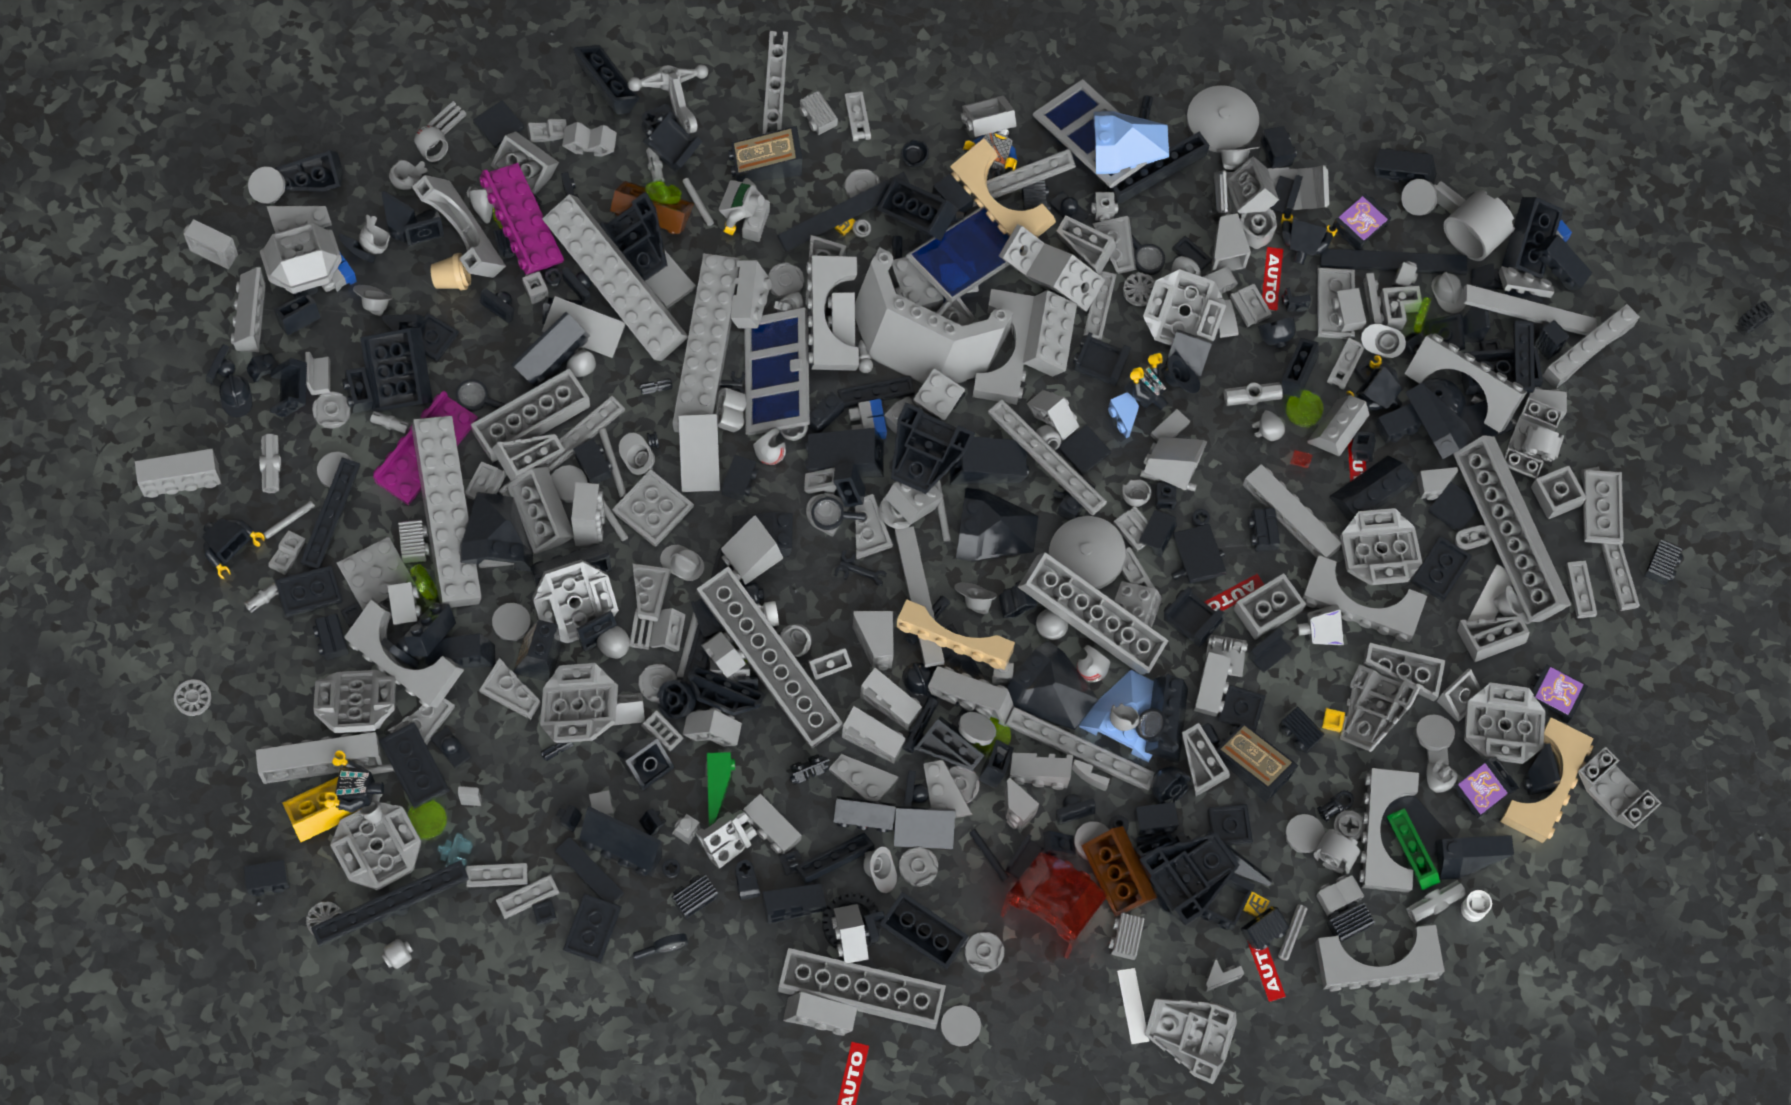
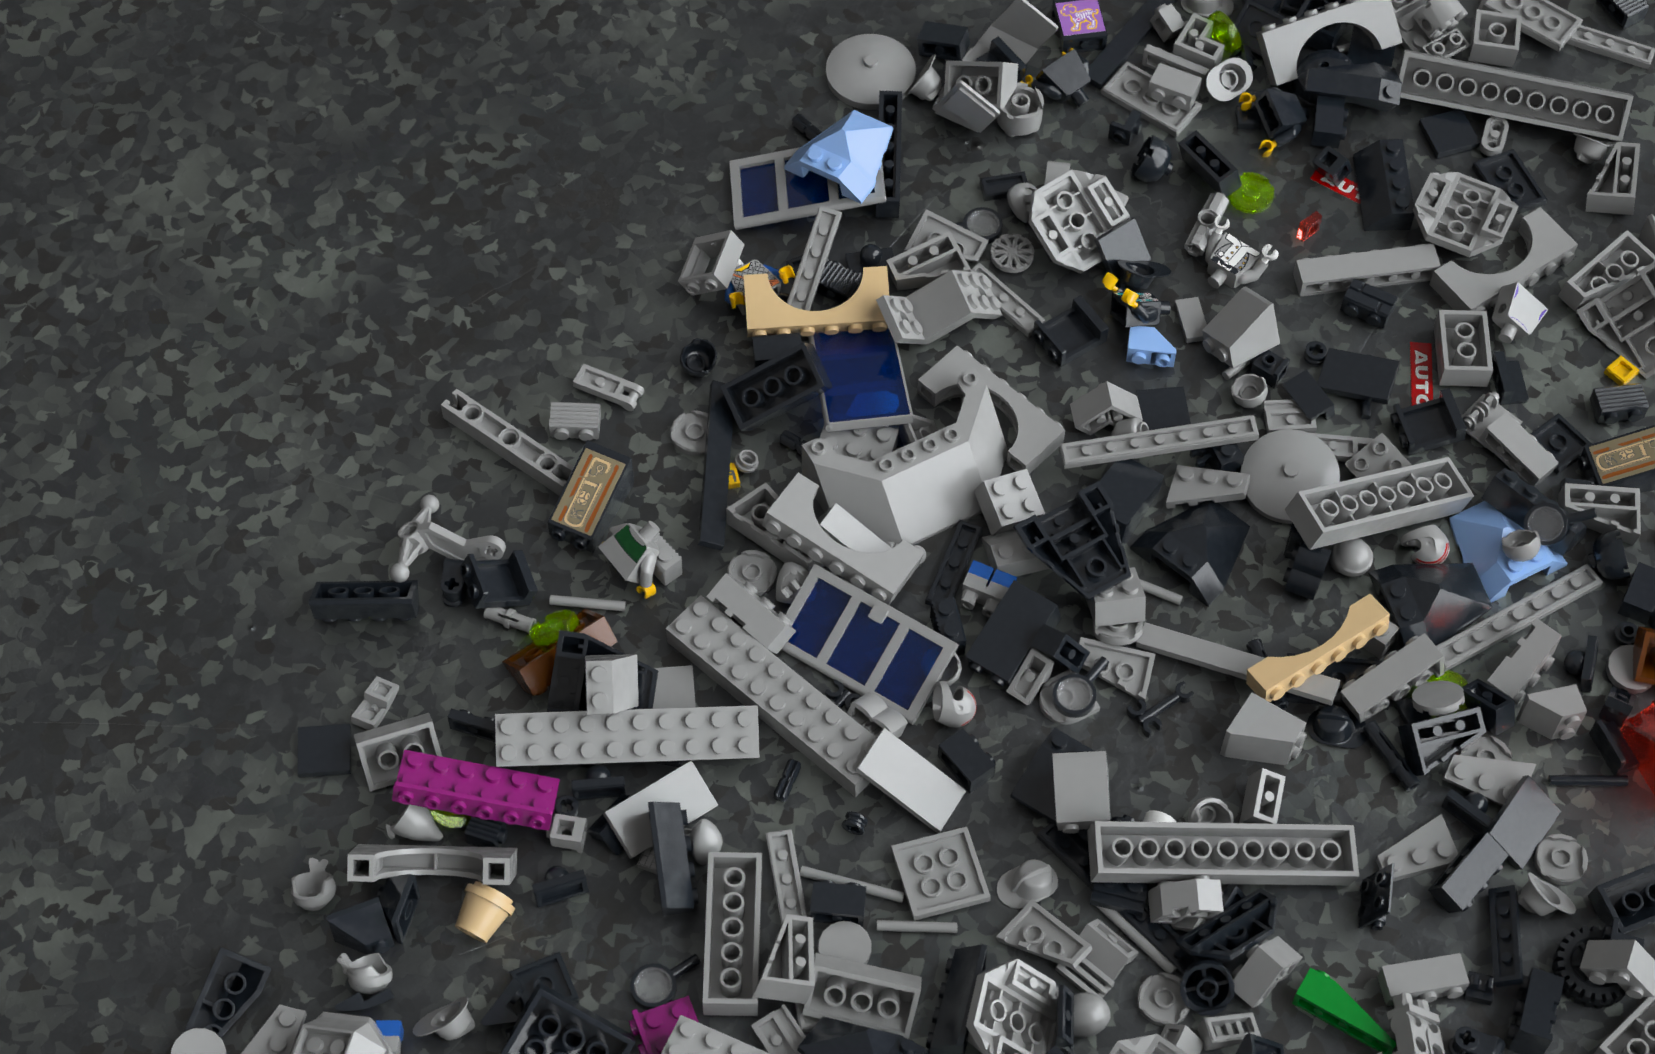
camera: 50 degrees left, 10 degrees down
(427, 138) = (288, 837): light grey helmet -> none
(447, 112) = (270, 785): light grey tile -> none
(587, 514) = (918, 938): light grey brick -> none
(597, 140) = (434, 656): light grey brick -> none
(632, 242) = (611, 683): none -> light grey slope
(636, 453) = (864, 847): light grey piece -> none
(872, 735) = (1379, 808): light grey wedge -> none
(890, 699) = (1344, 766): light grey wedge -> none
(976, 597) = (1273, 610): light grey piece -> none
(1041, 505) = (1203, 484): none -> light grey wing
(1049, 333) = (1011, 357): light grey brick -> none
(1084, 771) = (1563, 623): light grey slope -> none
(1104, 206) = (896, 225): light grey brick -> none
(1229, 245) = (1024, 143): light grey slope -> none
(1234, 425) = (1233, 260): none -> torso
(1250, 305) = (1106, 164): light grey plate -> none
(1270, 426) = (1257, 226): light grey piece -> none
(1272, 277) = (1082, 136): red sticker -> none
(1340, 425) = (1294, 170): light grey slope -> none
(1346, 363) = (1227, 128): light grey plate -> none
(1433, 482) = (1414, 130): light grey slope -> none
(1495, 586) = (1566, 161): white sticker -> none
(1581, 589) = (1597, 77): light grey plate -> none

